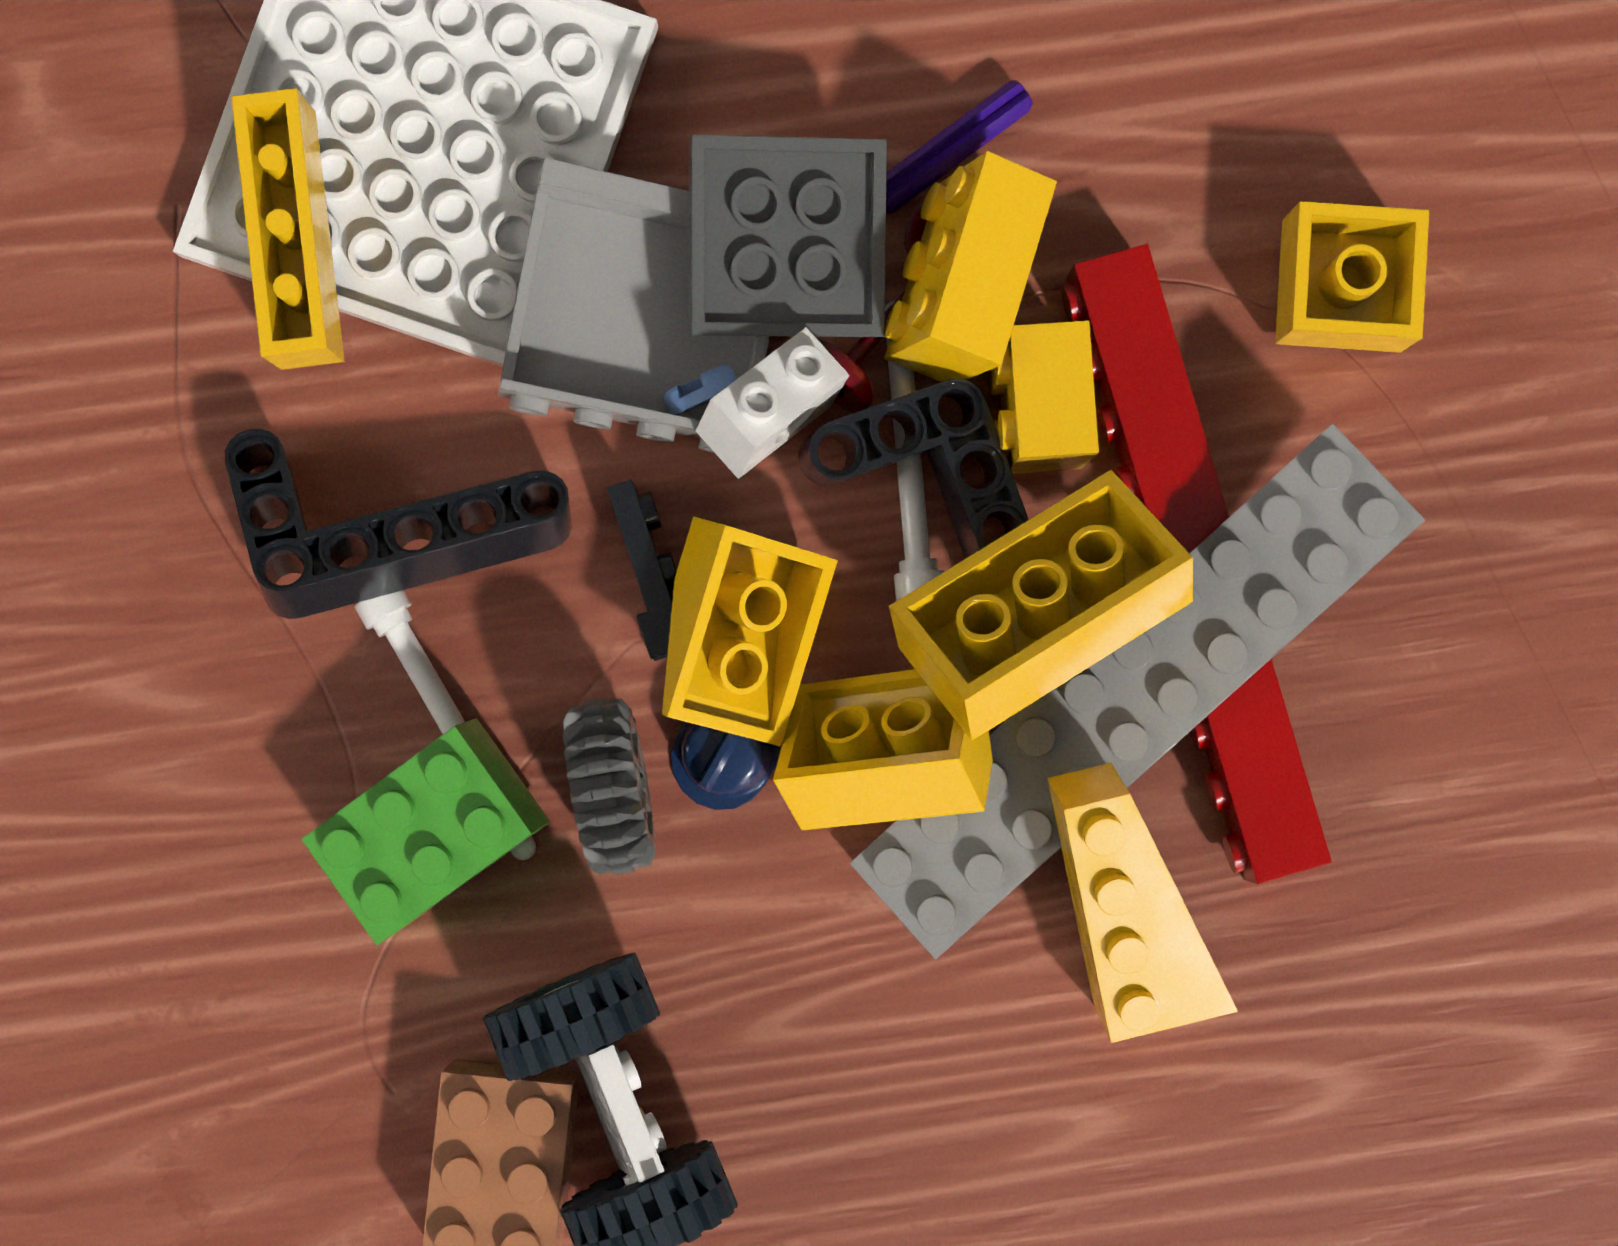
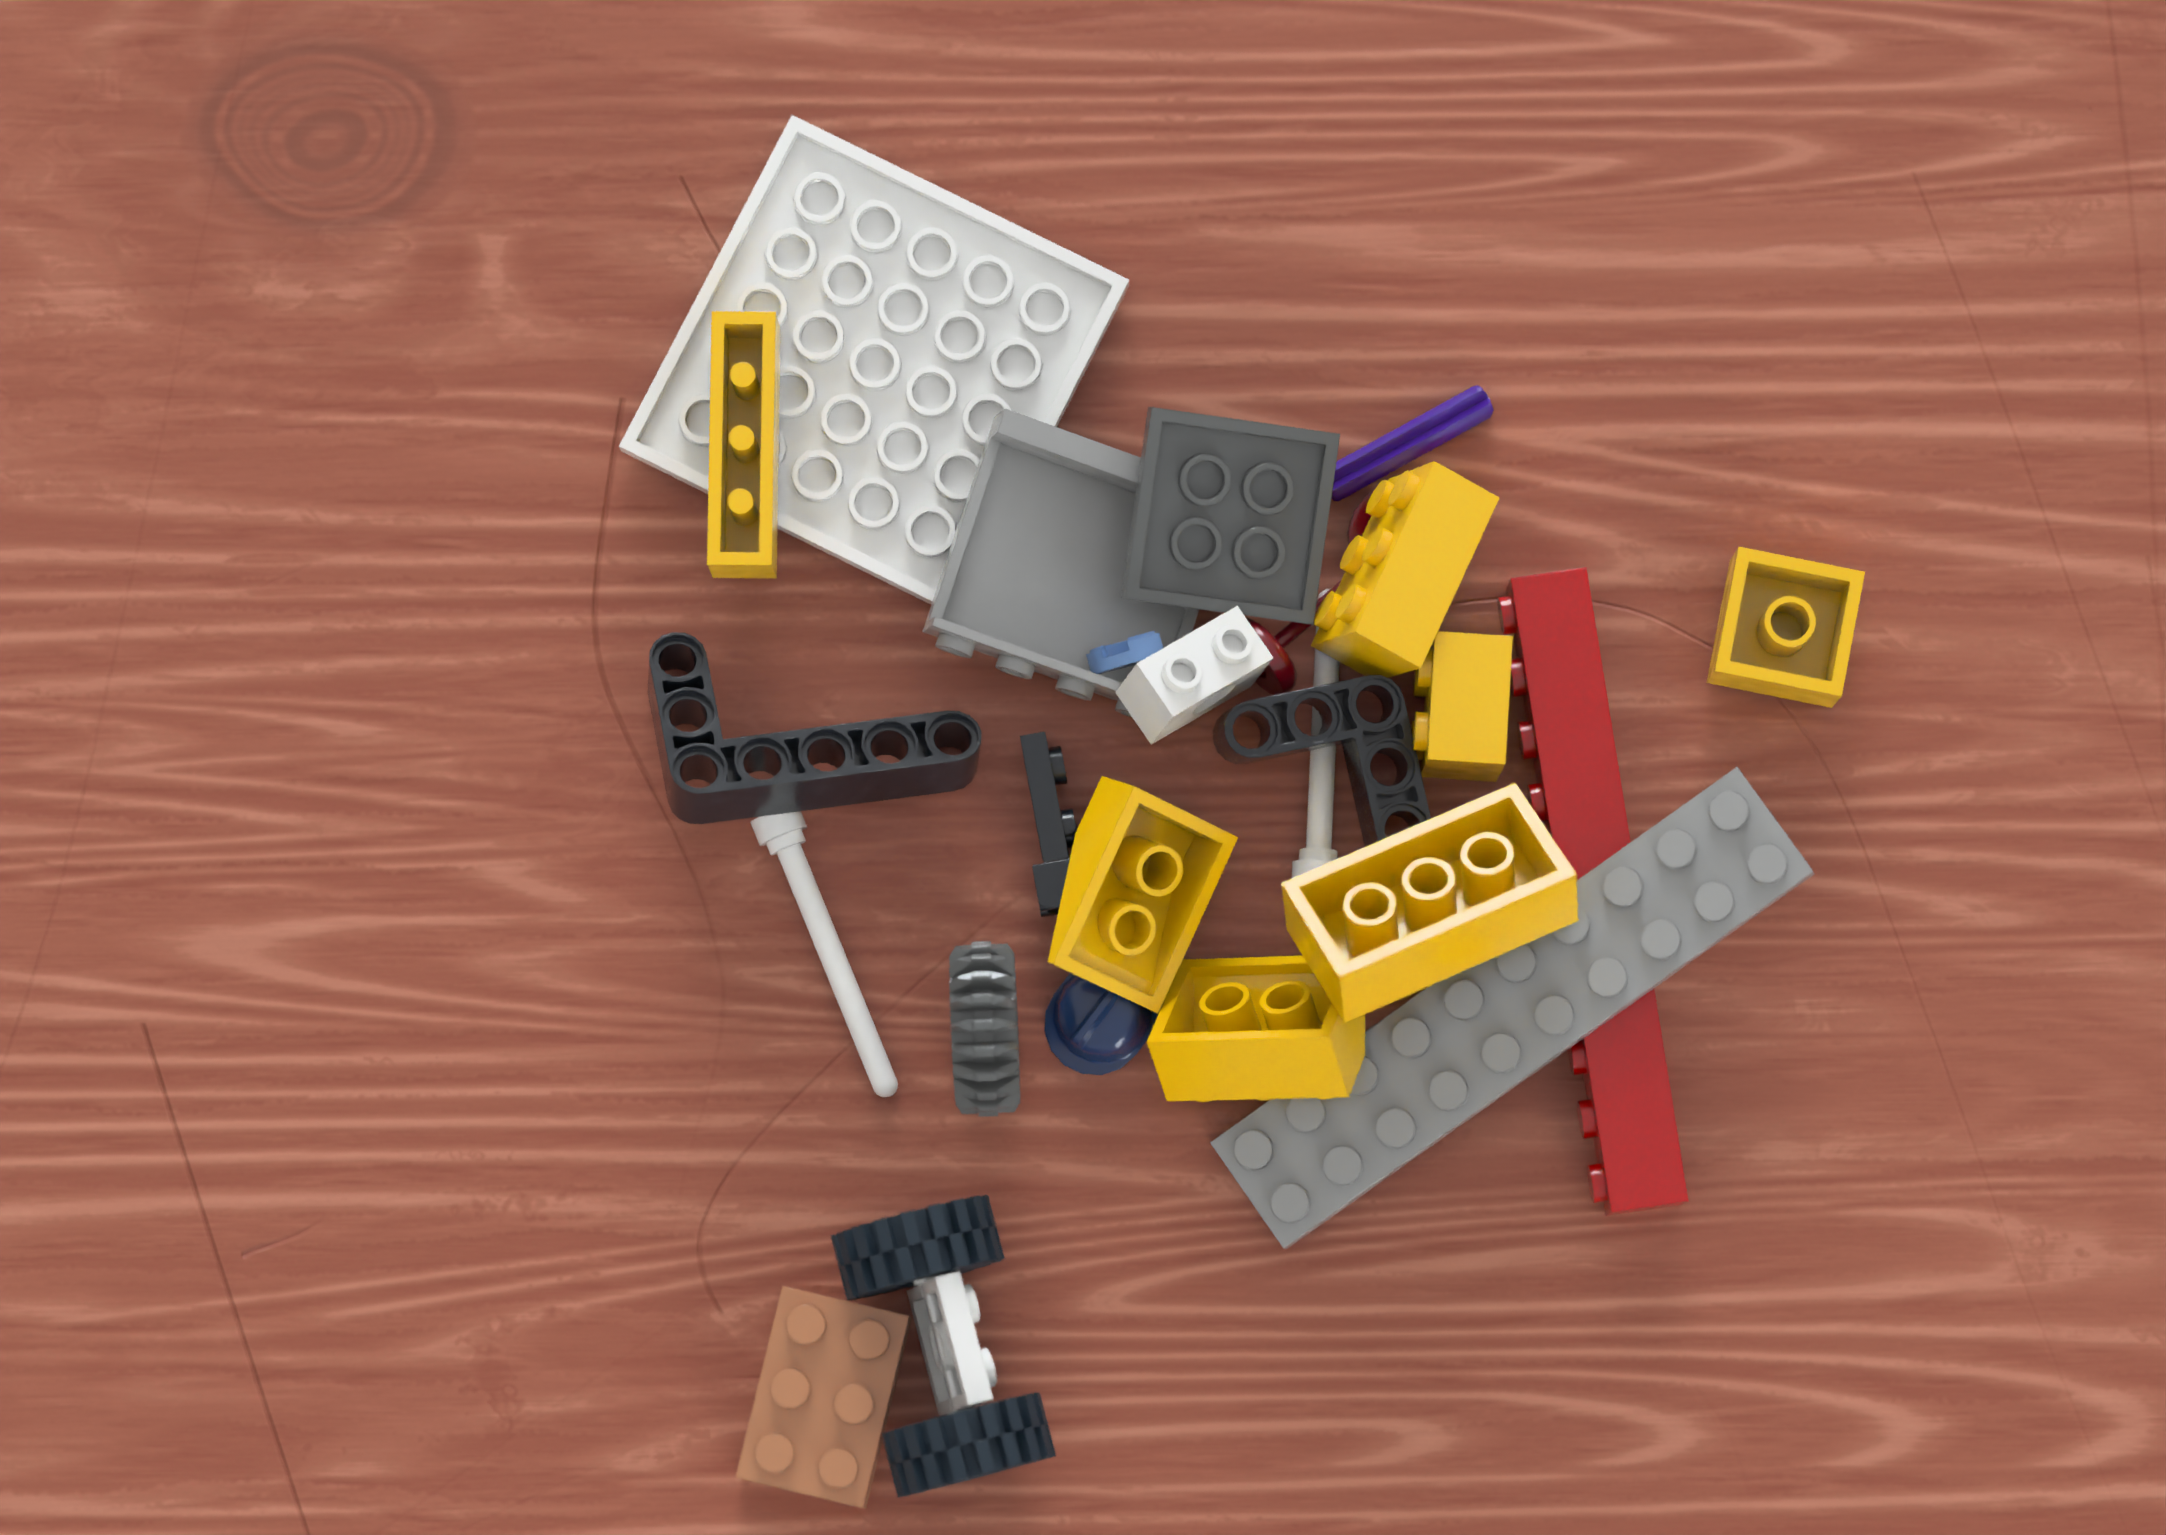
camera: 10 degrees right, 5 degrees down
(425, 830) = (796, 1049): bright green brick -> none
(1132, 924) = (1483, 1236): yellow wedge -> none

